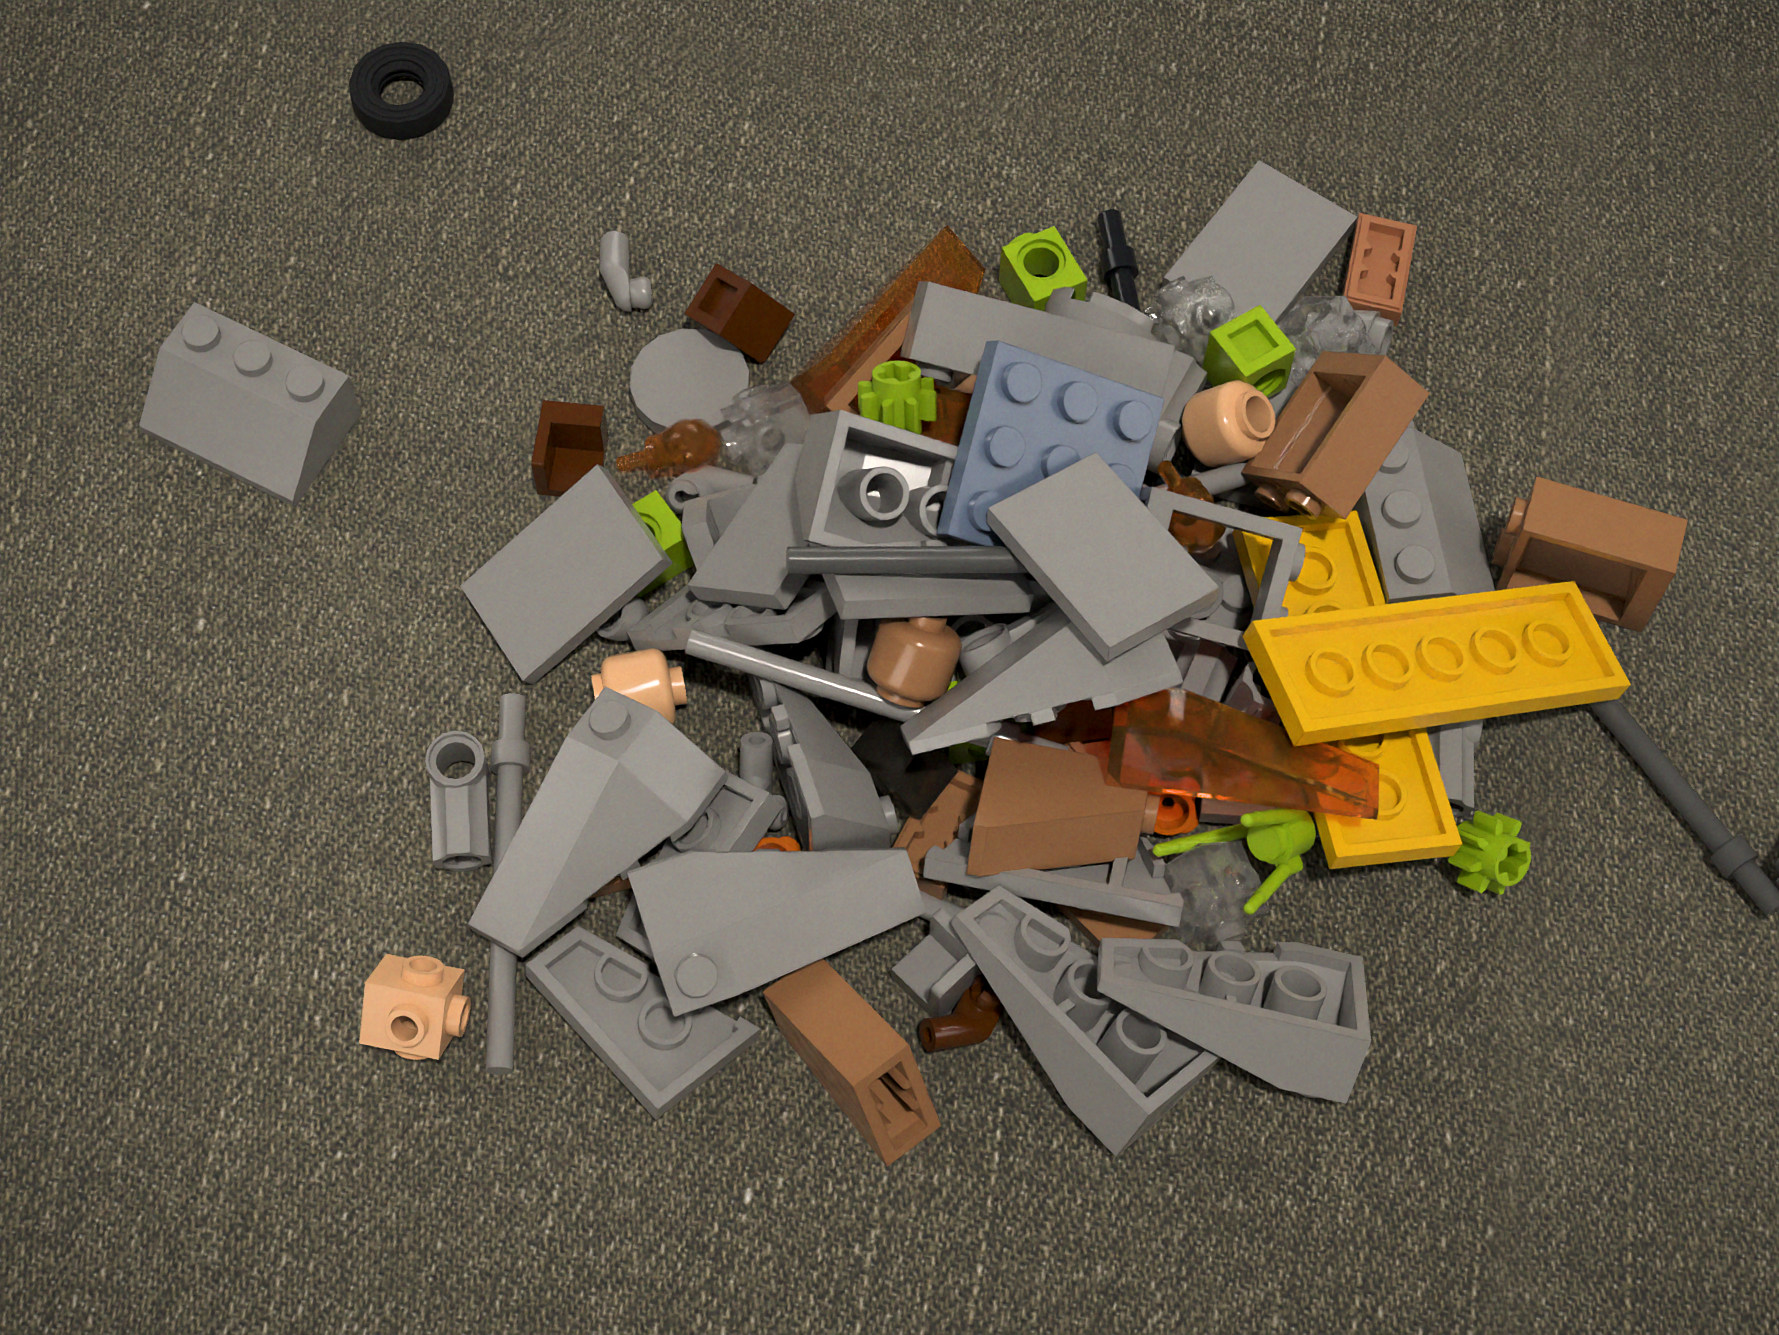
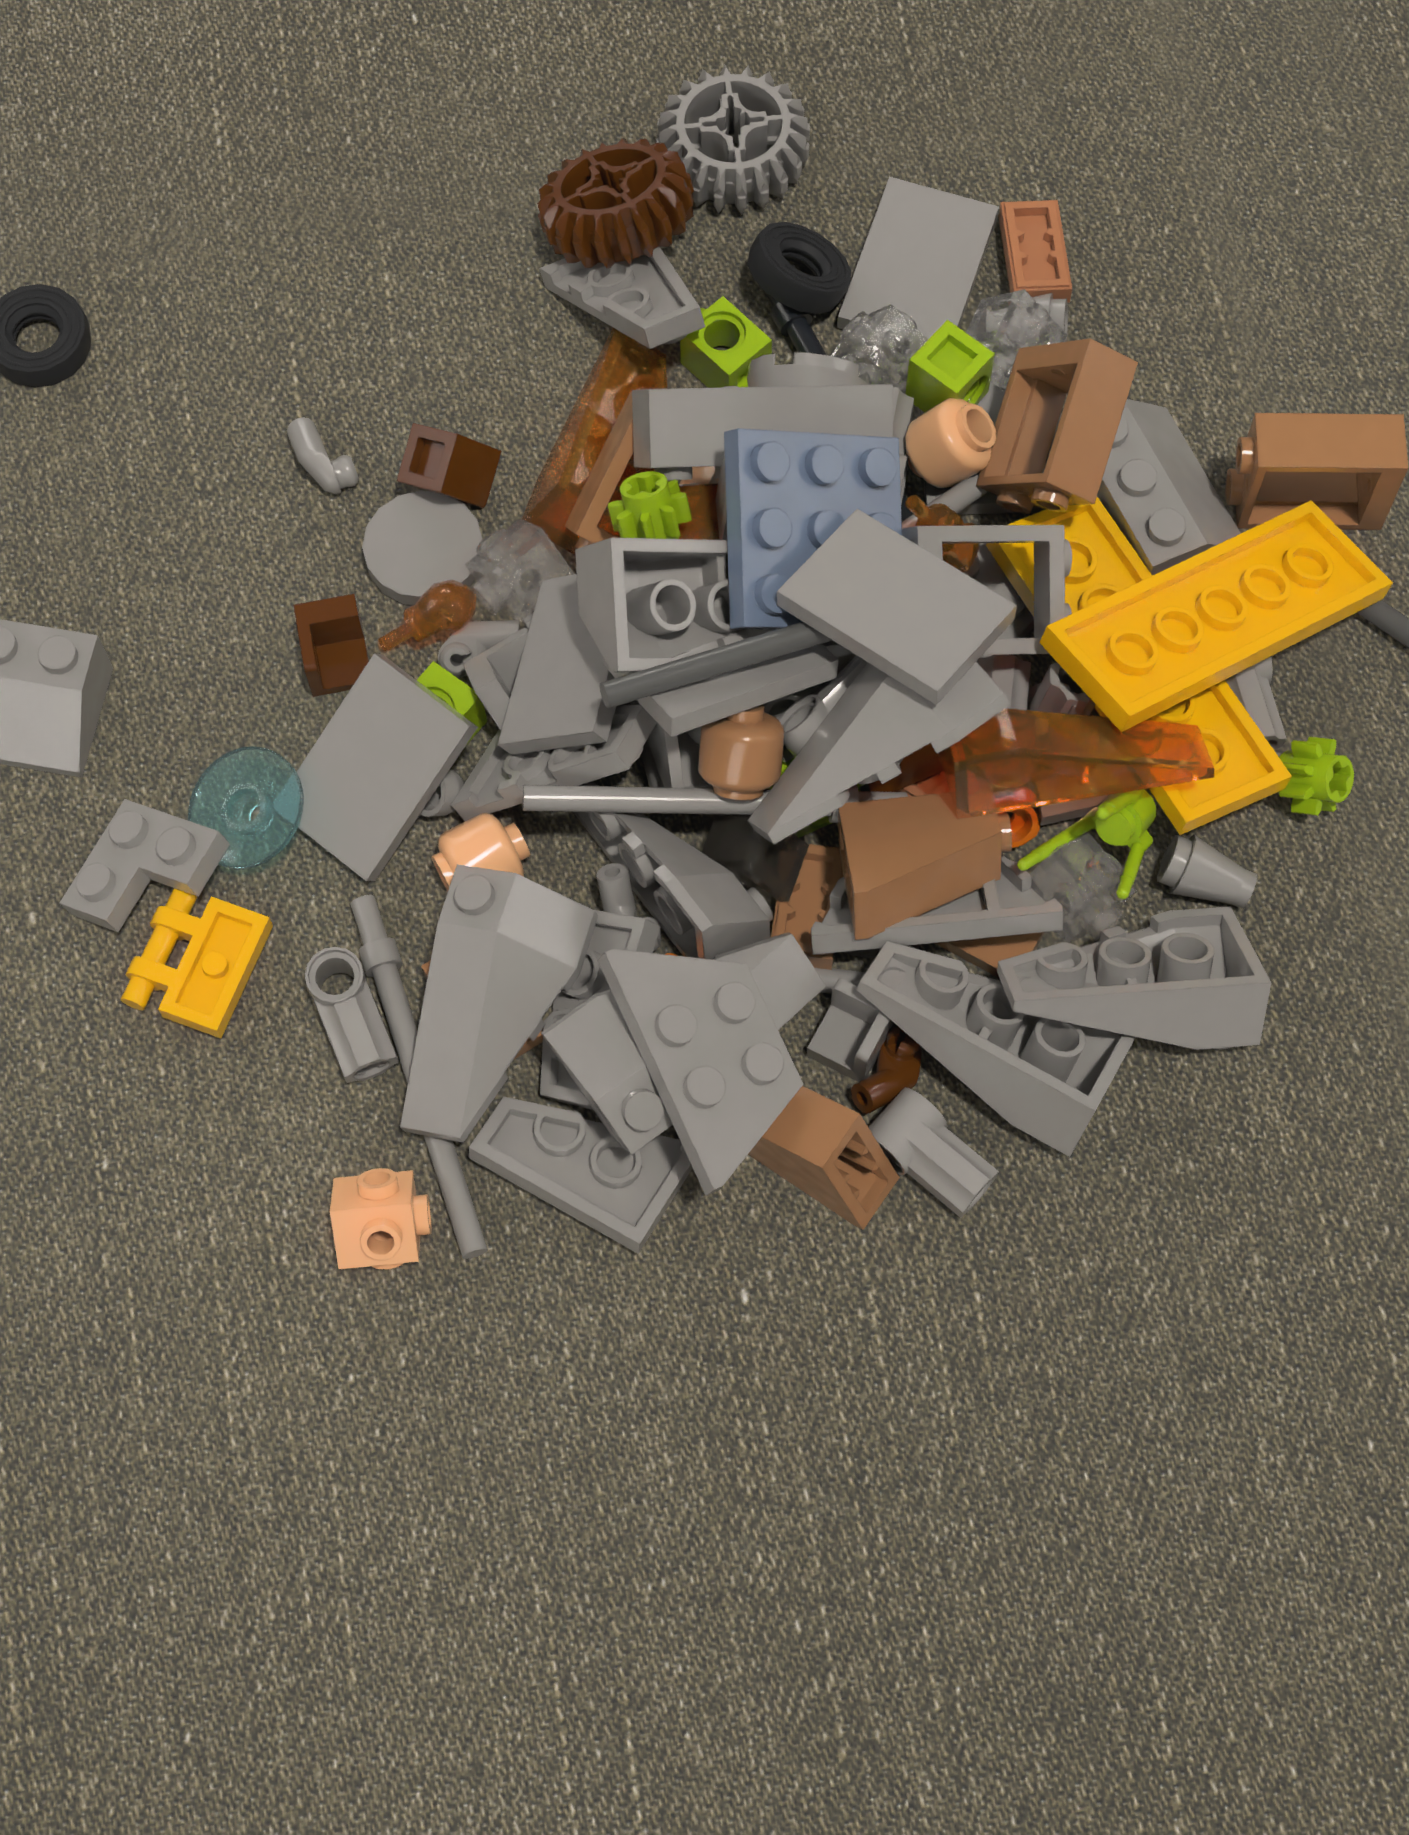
camera: 15 degrees left, 5 degrees up
(314, 588) = (139, 848): none -> light grey plate
(347, 720) = (213, 968): none -> yellow plate
(432, 577) = (231, 792): none -> clear light blue dish
(778, 937) = (706, 1051): none -> light grey wing
(966, 195) = (636, 299): none -> light grey wing
(970, 1097) = (920, 1144): none -> light grey piece
(982, 113) = (616, 203): none -> reddish brown gear
(1127, 237) = (790, 286): none -> black tyre
(1151, 97) = (763, 123): none -> light grey gear
(1347, 916) = (1204, 873): none -> light grey cone

